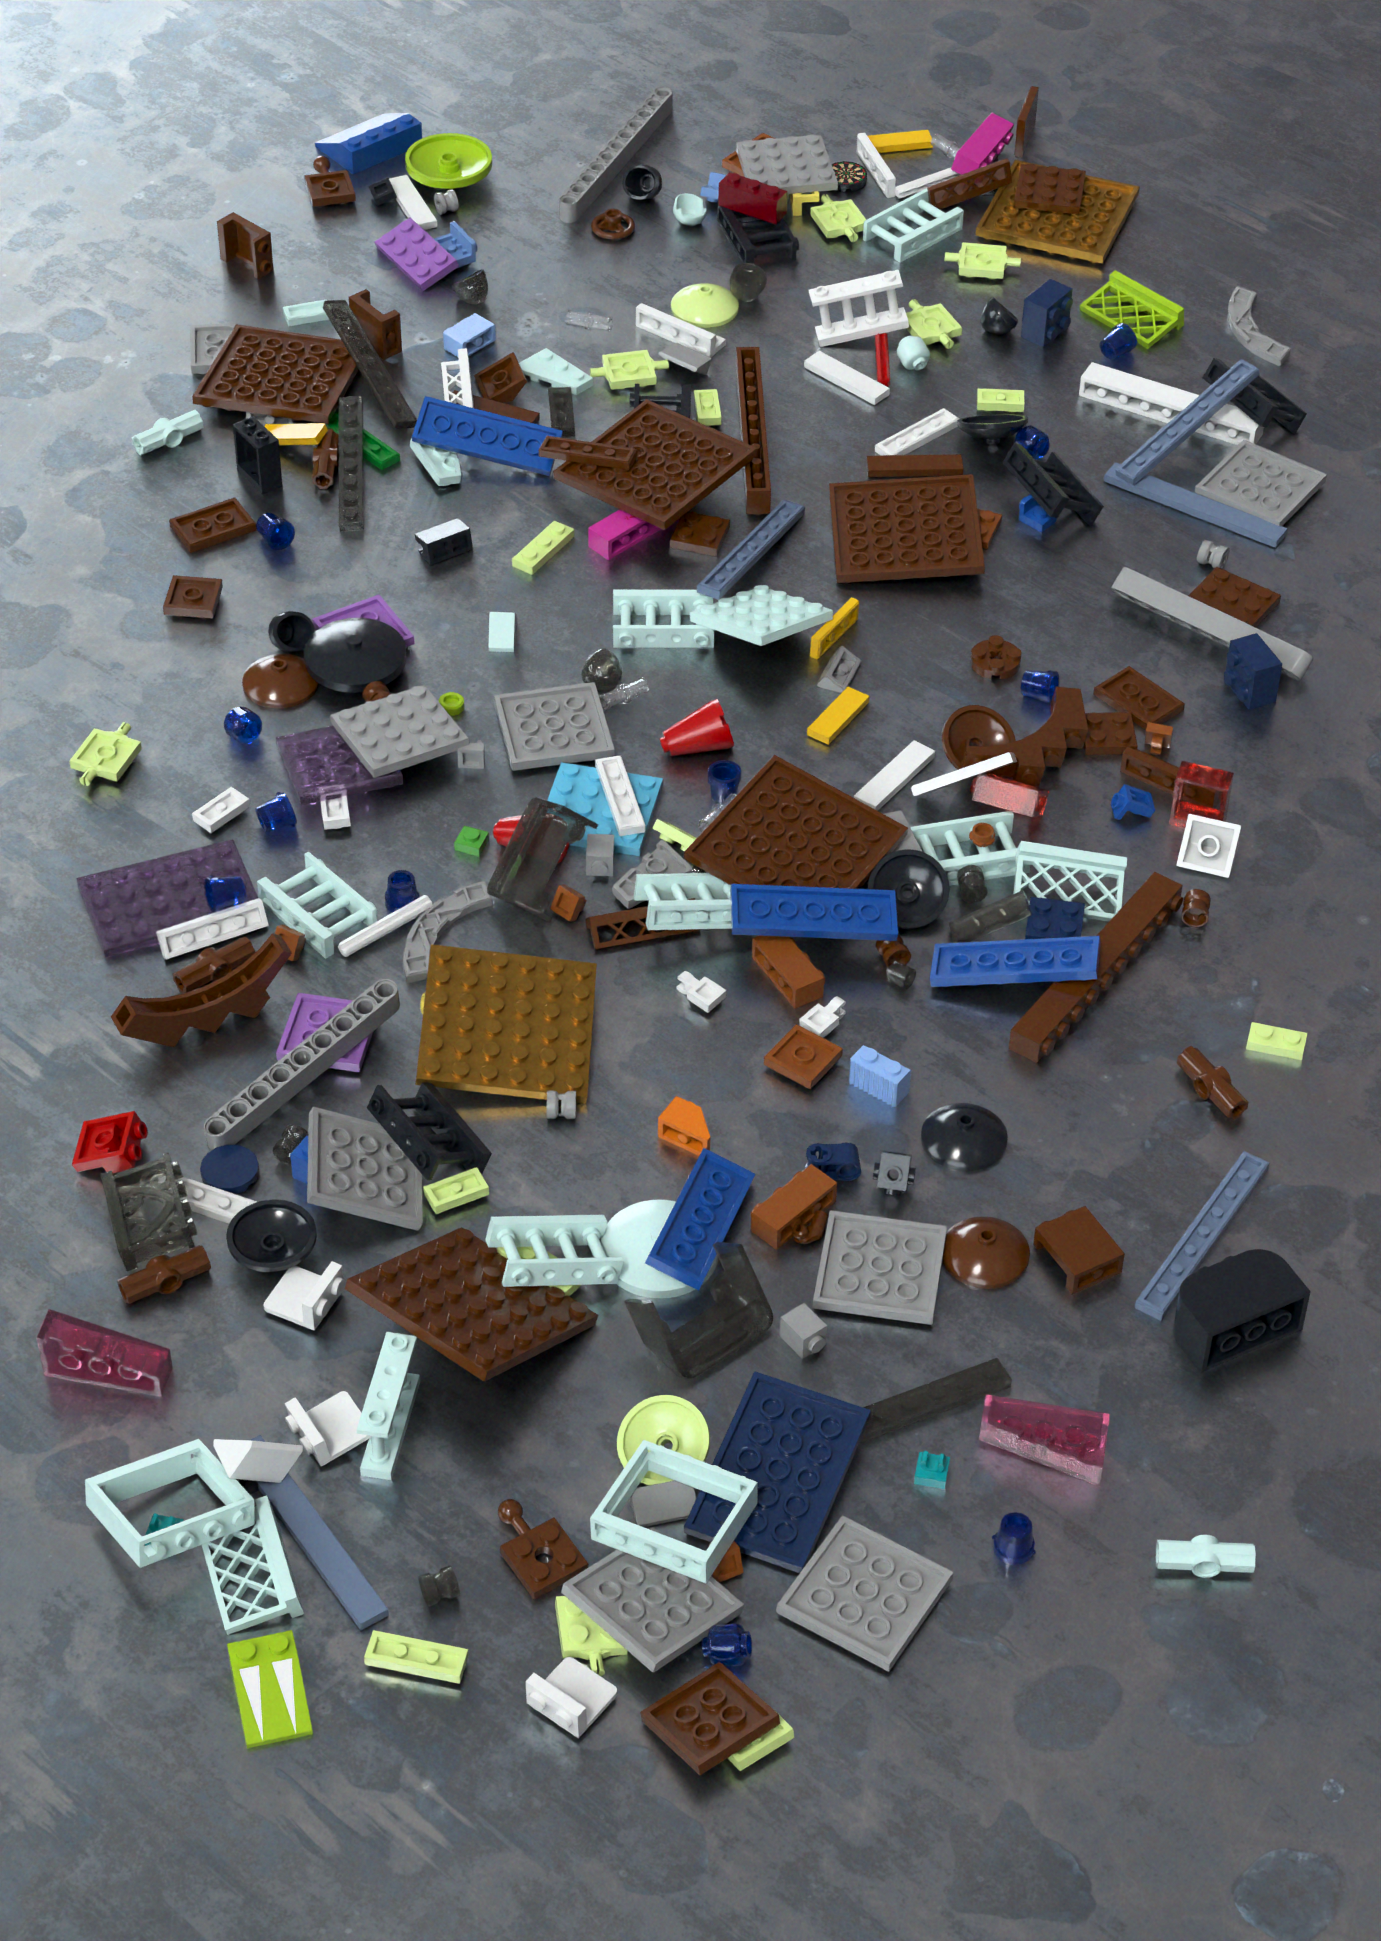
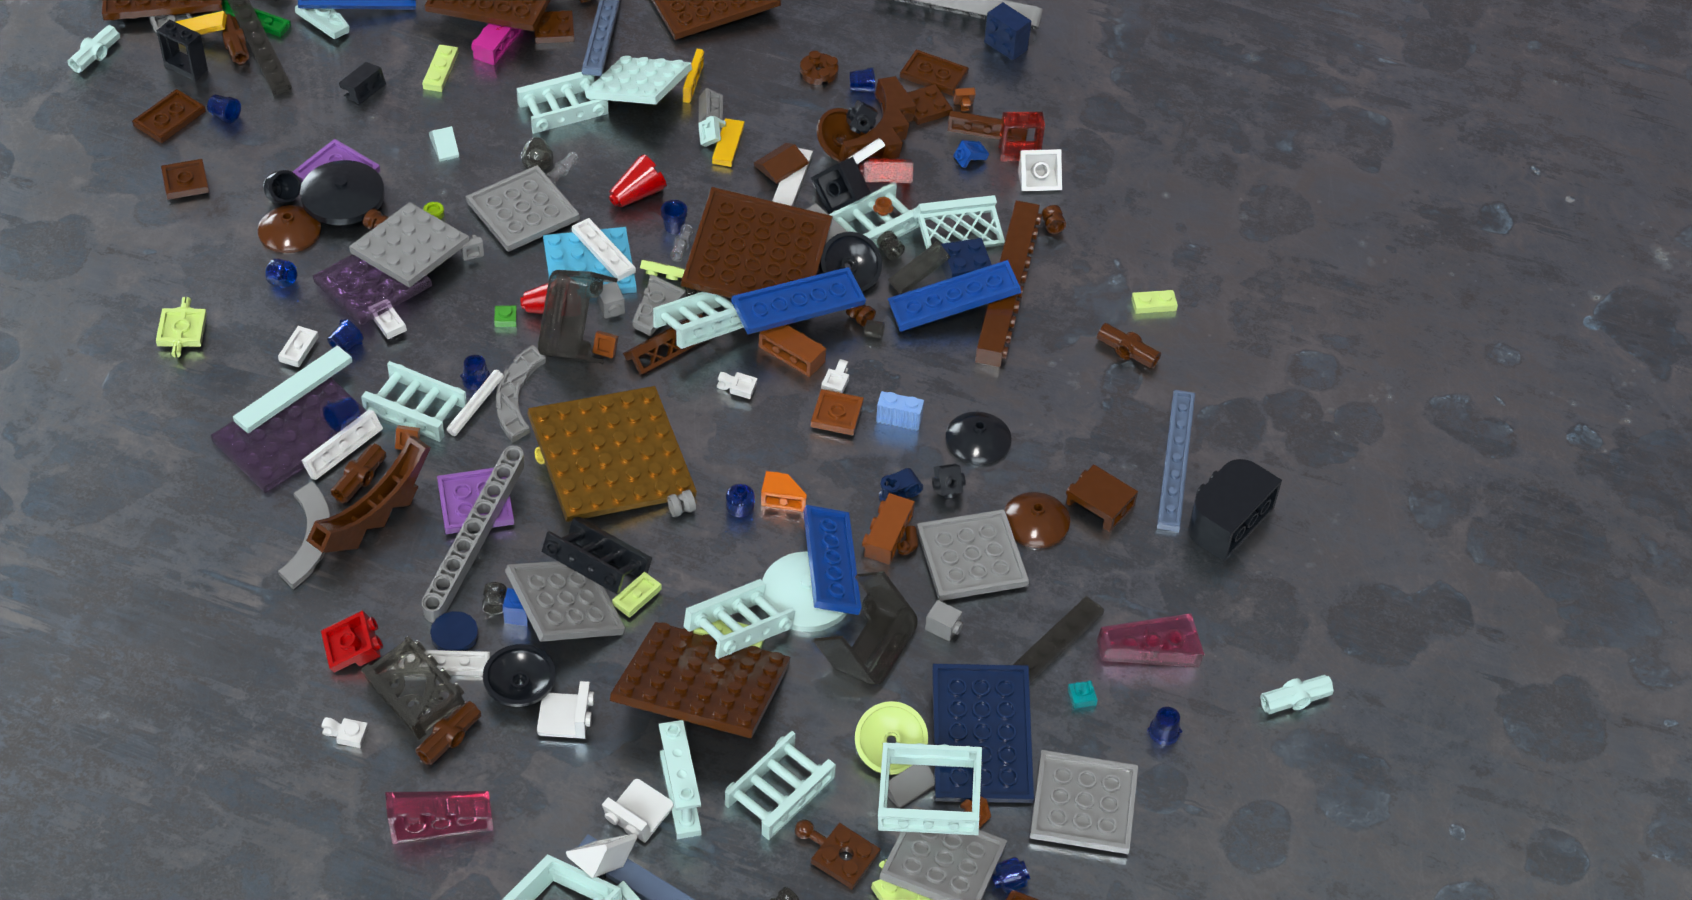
camera: 25 degrees left, 5 degrees up
(57, 1241) = (348, 733): none -> white plate
(104, 1044) = (308, 556): none -> light grey tile
(187, 852) = (292, 389): none -> light aqua tile
(517, 1476) = (787, 805): none -> light aqua fence
(630, 1121) = (740, 500): none -> clear blue head
(820, 695) = (710, 130): none -> light aqua bracket
(888, 754) = (781, 162): none -> reddish brown slope
(941, 794) = (840, 185): none -> black slope
(1012, 718) = (861, 117): none -> black brick

